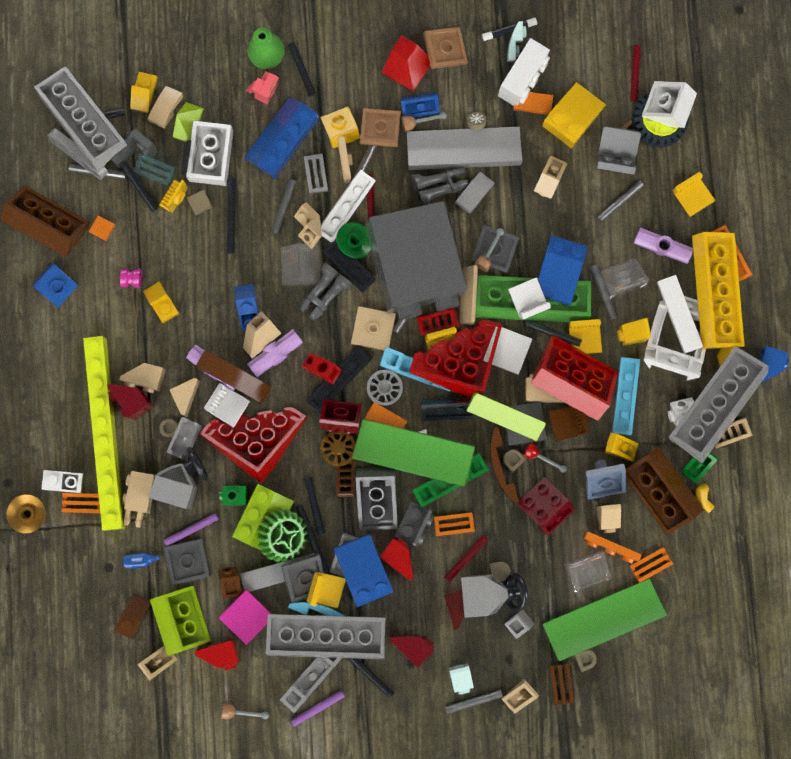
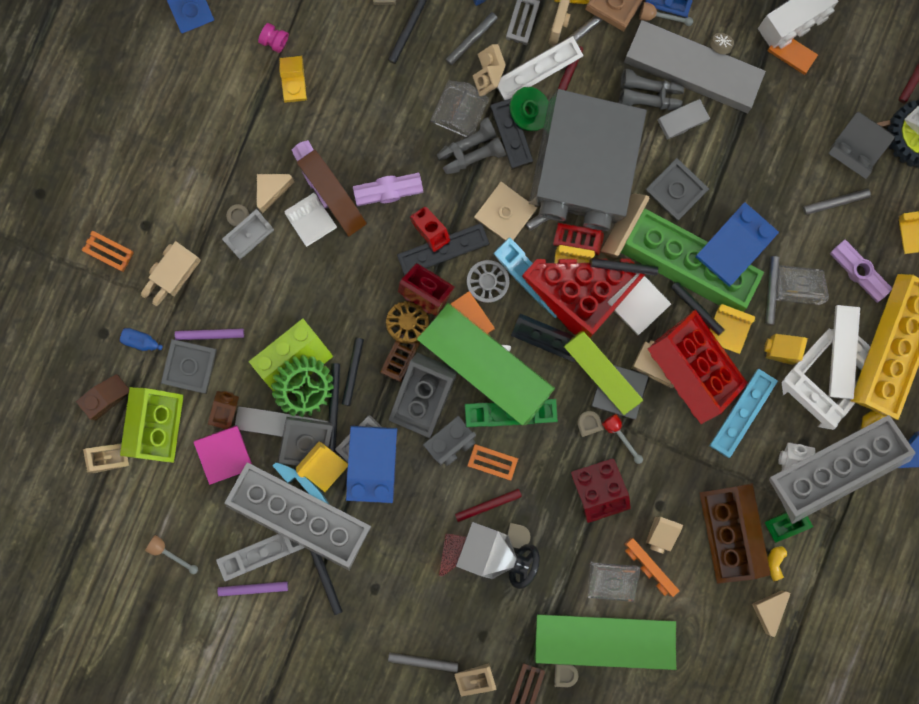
camera: 20 degrees right, 0 degrees up
(16, 513) = (32, 232): pearl gold dish -> none
(62, 481) = (96, 217): white slope -> none
(104, 433) = (166, 188): neon yellow brick -> none
(131, 400) = (211, 166): dark red slope -> none
(145, 376) = (238, 148): tan slope -> none
(175, 483) = (216, 277): light grey piece -> none
(220, 655) = (176, 482): red slope -> none
(234, 496) = (272, 319): green brick -> none
(246, 304) = (382, 126): blue slope -> none
(255, 441) = (322, 273): red slope -> none
(259, 334) = (381, 161): tan slope -> none
(398, 557) = (416, 469): red slope -> none
(414, 647) = (386, 572): dark red slope -> none
(461, 678) = (421, 631): light aqua slope -> none
(483, 261) = (659, 197): hinge -> none
(483, 327) = (623, 266): none -> black bar
(508, 489) = (570, 453): reddish brown slope -> none
(519, 624) = (512, 602): light grey slope -> none
(528, 298) = (688, 258): white piece -> none
(550, 177) = (773, 140): tan slope -> none
(568, 423) = (667, 412): reddish brown piece -> none
(573, 115) = (829, 86): yellow slope -> none
(605, 480) = (678, 492): sand blue tile -> none
(621, 447) = (712, 465): yellow slope -> none
(665, 557) = (704, 606): orange tile -> none
(717, 536) = (771, 611): none -> tan slope
(748, 433) = (858, 509): tan slope -> none

